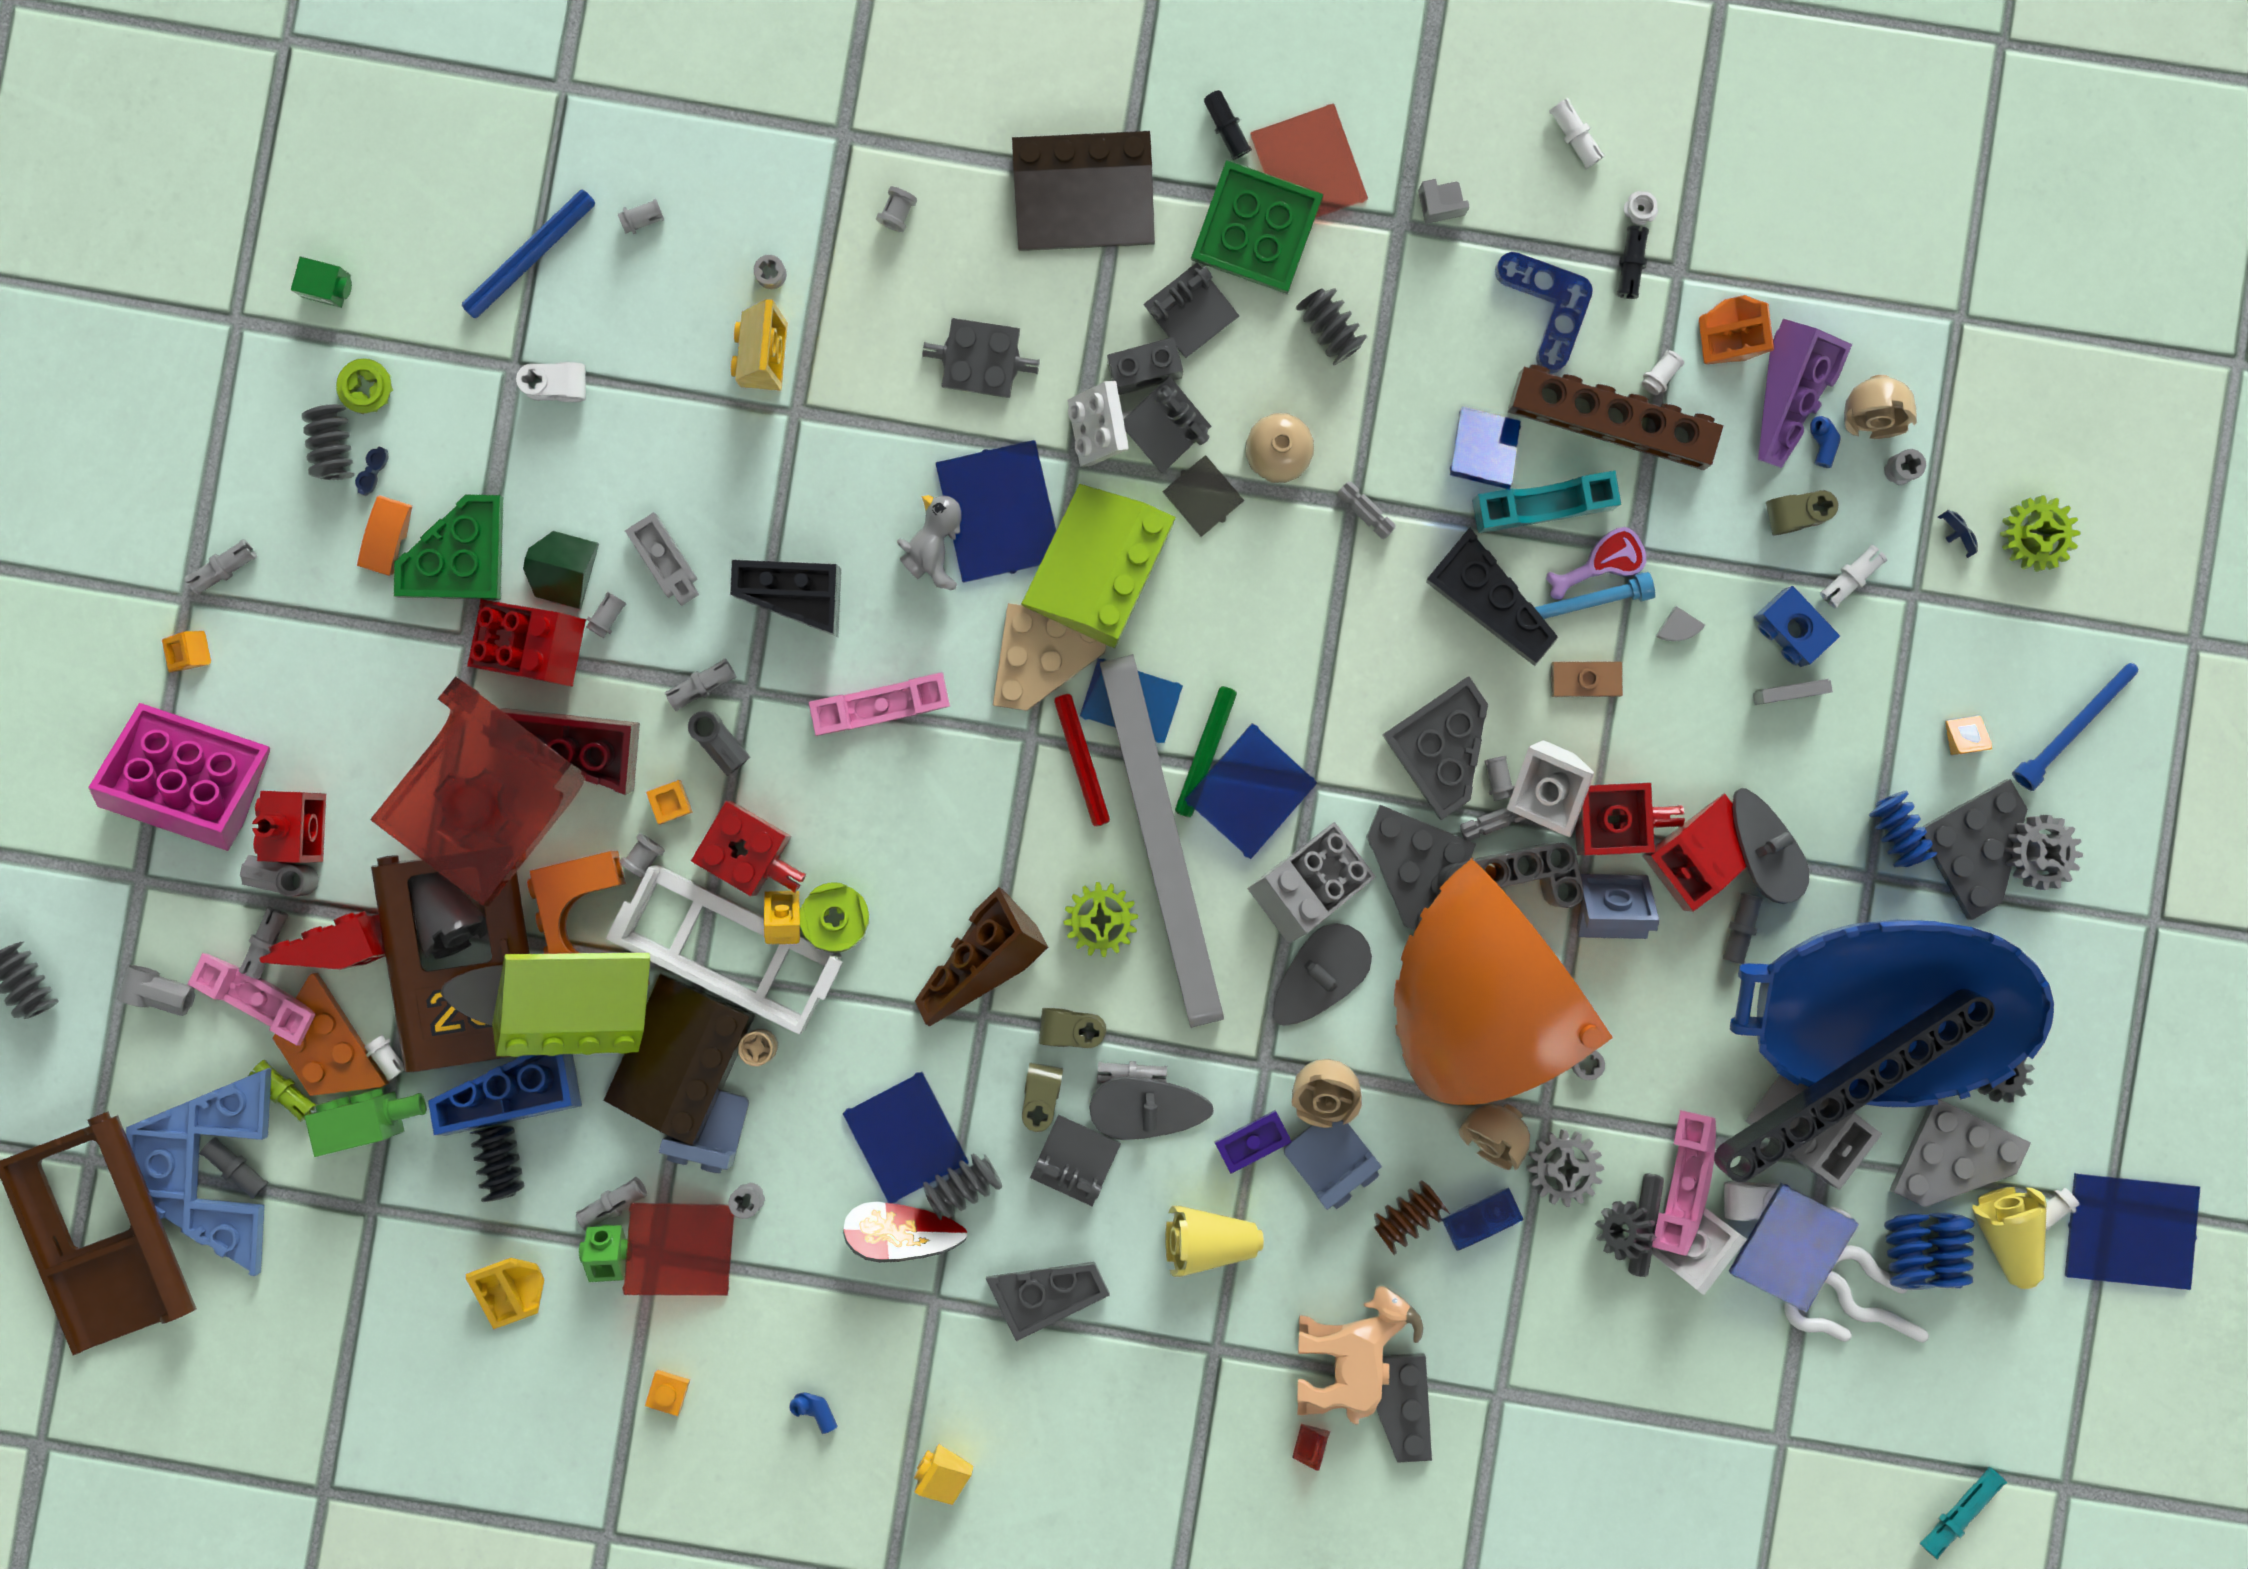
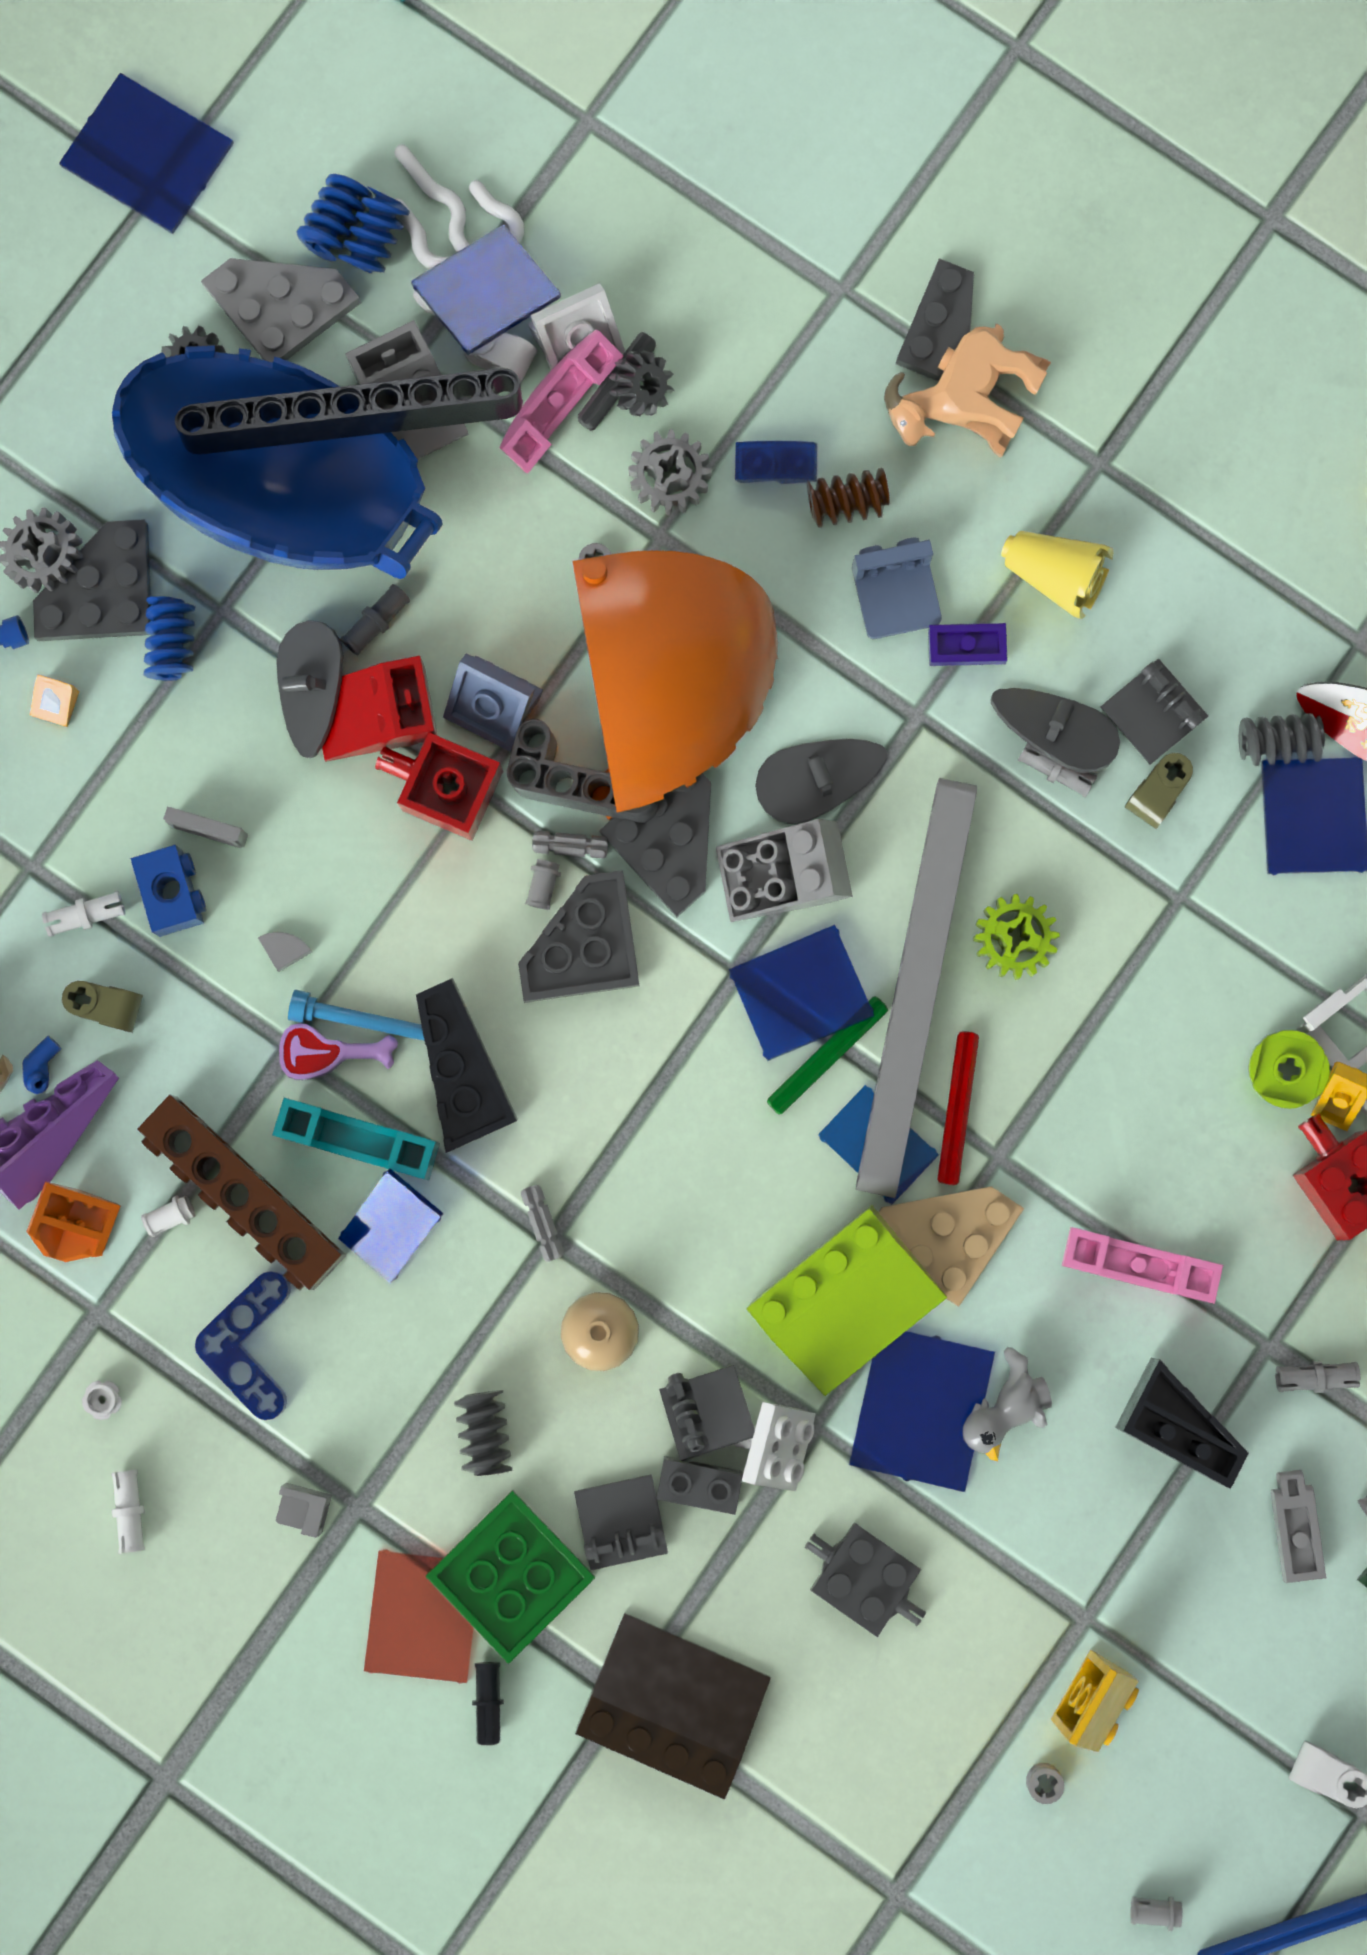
camera: 150 degrees left, 5 degrees down
(720, 744) = (1327, 1303): dark grey piece -> none
(896, 209) = (880, 1784): light grey bush -> none
(990, 953) = (1144, 956): reddish brown wedge -> none
(1046, 1295) = (1246, 593): dark grey wing -> none
(1064, 1027) = (1102, 845): olive piece -> none
(1203, 496) = (702, 1320): clear smoke piece -> none
(1311, 1446) = (1050, 327): clear red slope -> none
(1326, 1093) = (872, 655): tan cylinder -> none
(1498, 1133) = (720, 532): tan cylinder -> none
(1551, 787) = (498, 847): white slope -> none
(1586, 679) = (404, 941): medium nougat plate -> none
(1632, 262) = (139, 1346): black pin -> none
(2016, 1232) = (262, 203): light yellow cone -> none
(2059, 1206) = (209, 207): white pin -> none

